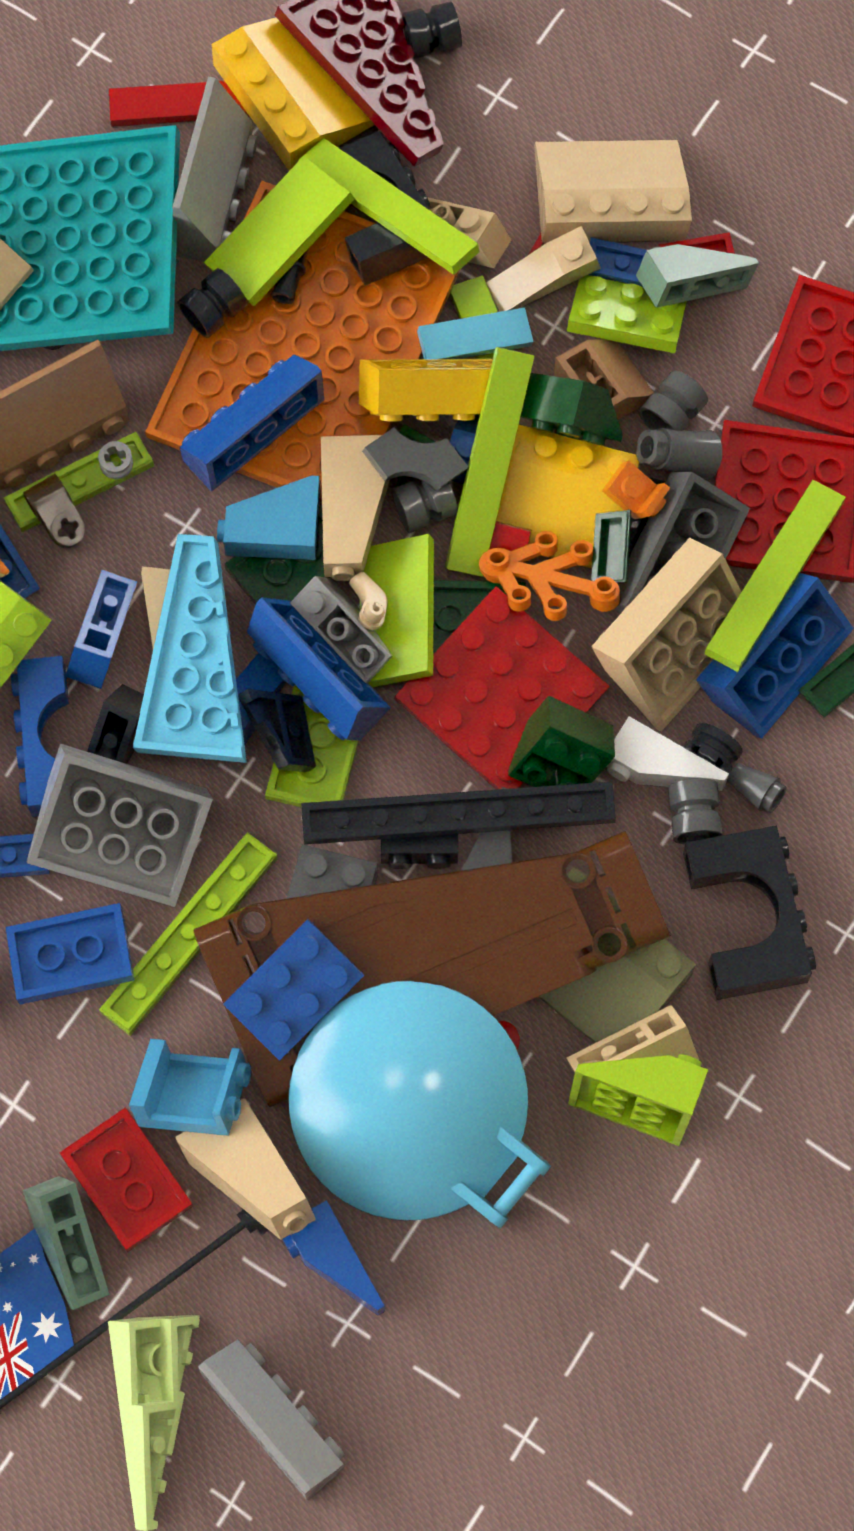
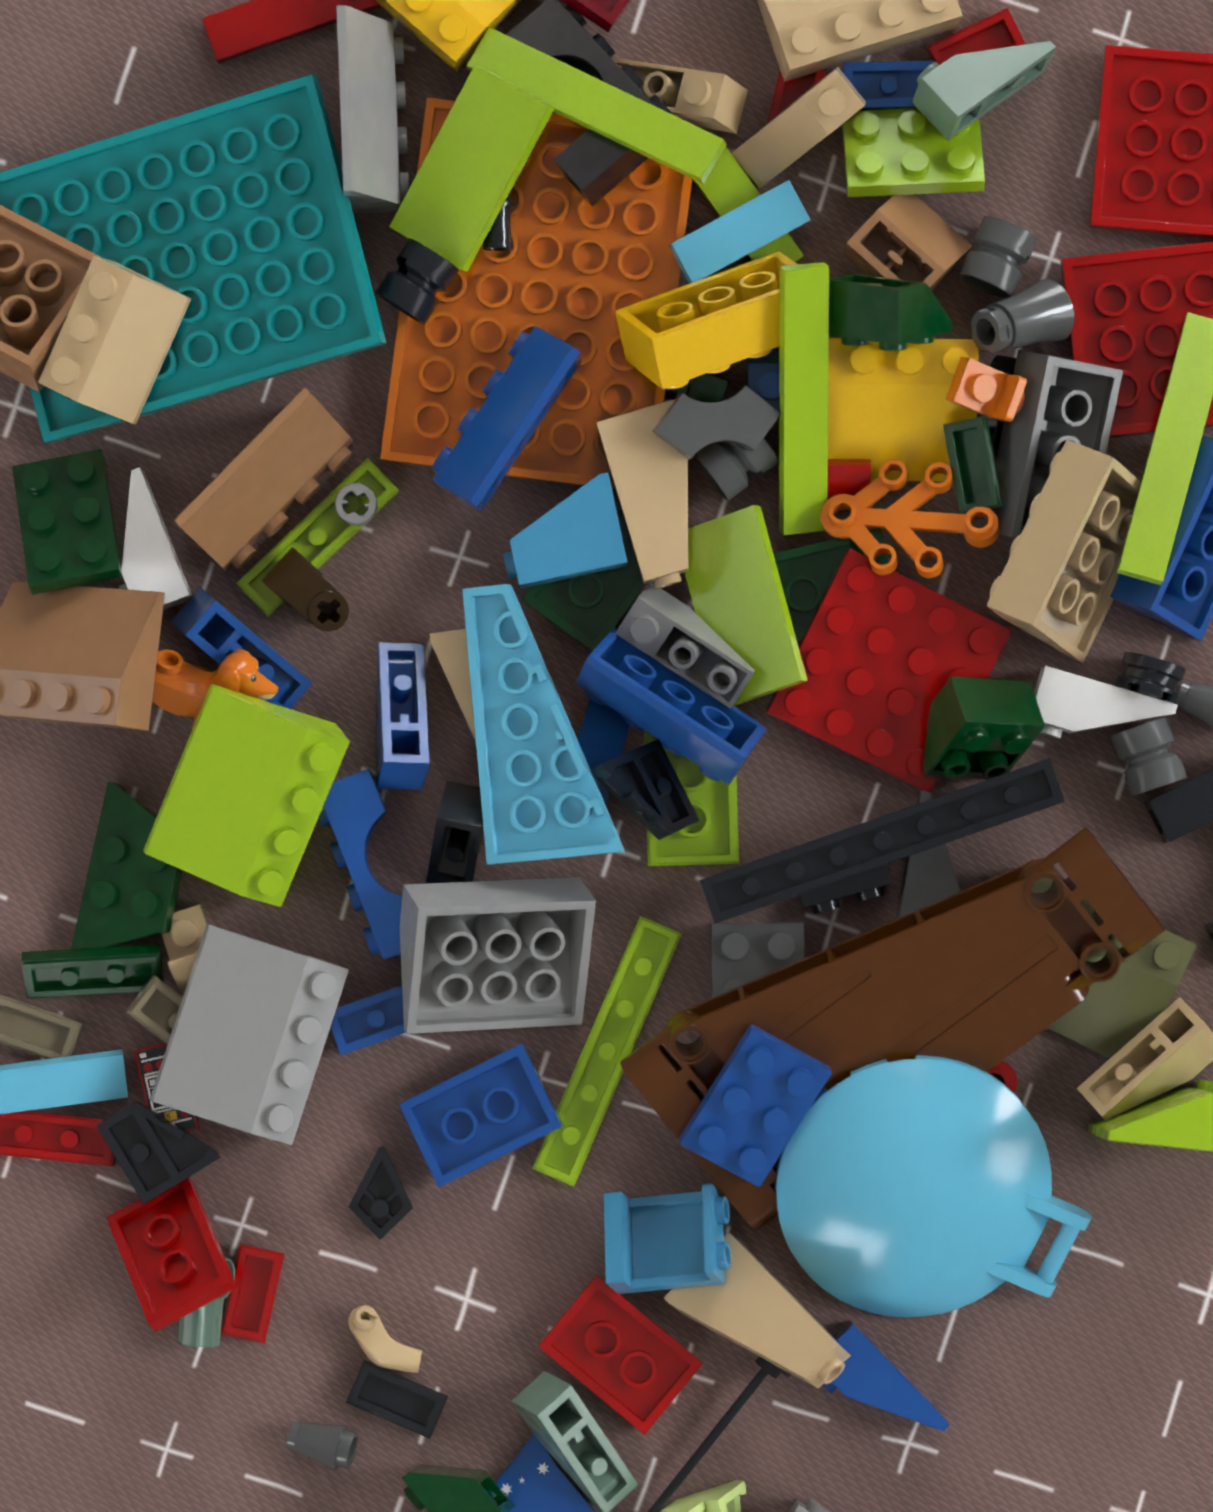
camera: 10 degrees left, 15 degrees up
(372, 599) = (713, 609): tan arm -> none

